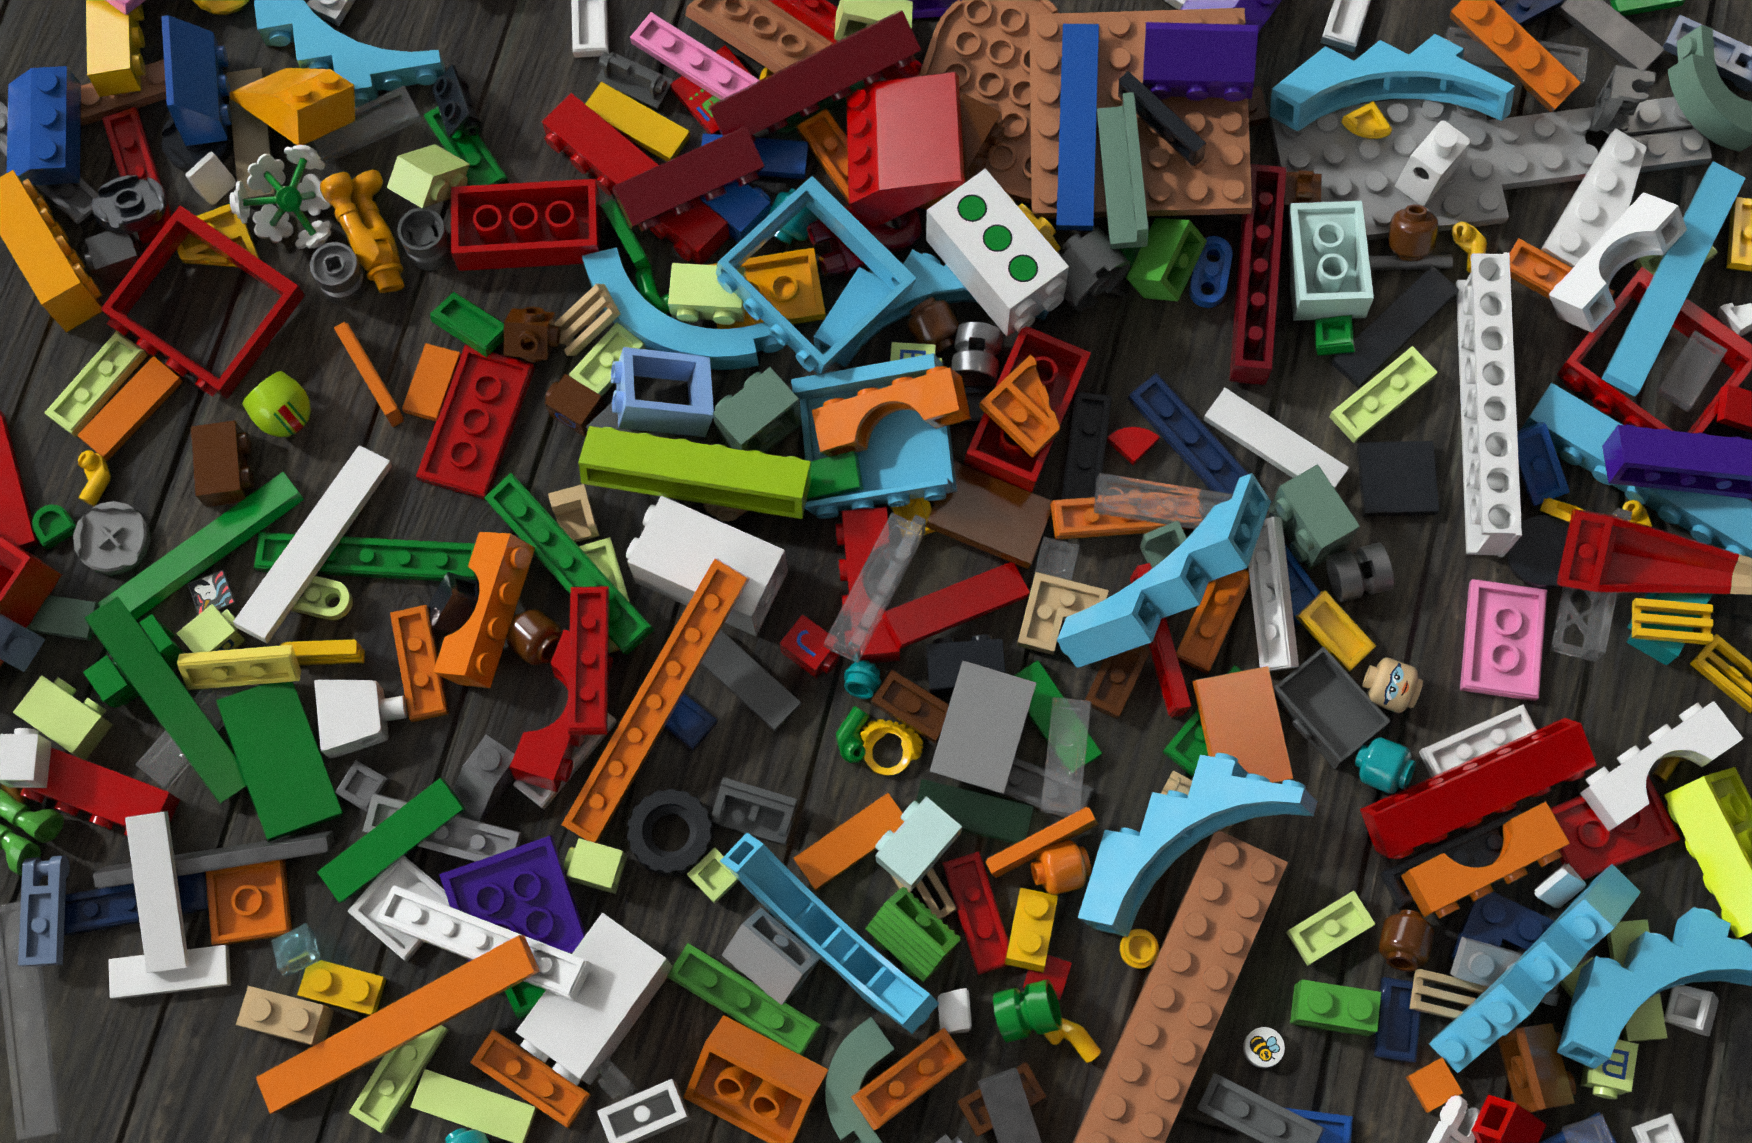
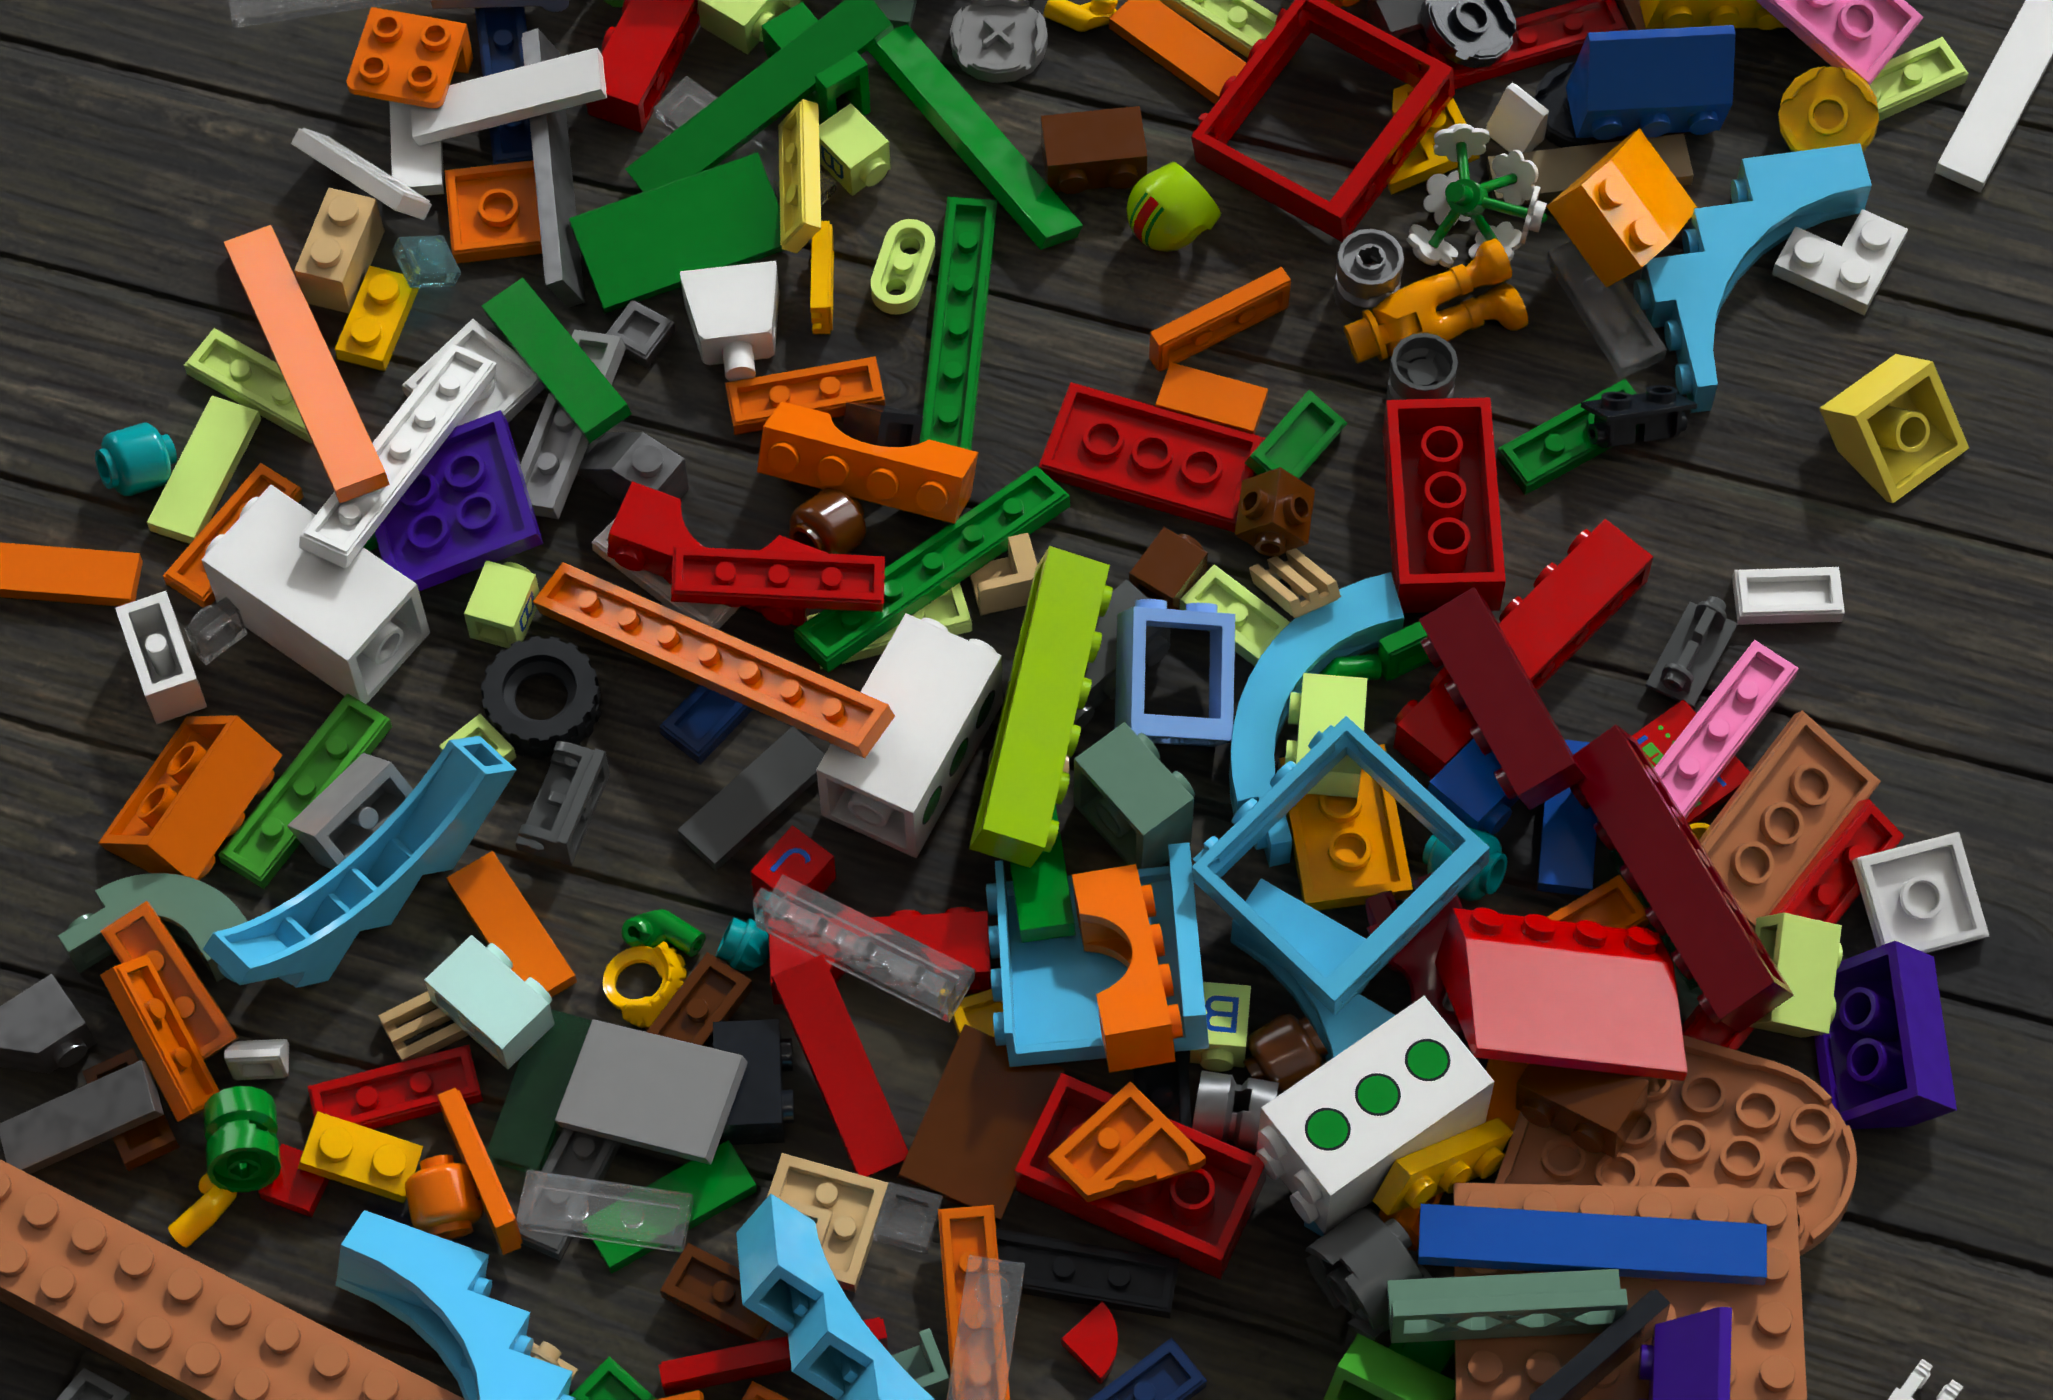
camera: 90 degrees right, 10 degrees down
(114, 975) = (409, 58): none -> orange bracket
(213, 590) = (915, 153): tile -> none
(217, 1005) = (362, 173): none -> white tile
(312, 544) = (974, 259): white tile -> none
(427, 175) = (1516, 372): yellowish green brick -> none
(638, 122) = (1622, 657): yellow tile -> none
(912, 934) = (364, 993): bright green brick -> none
(956, 1074) = (161, 1036): none -> orange tile
(1139, 949) = (322, 1303): yellow plate -> none

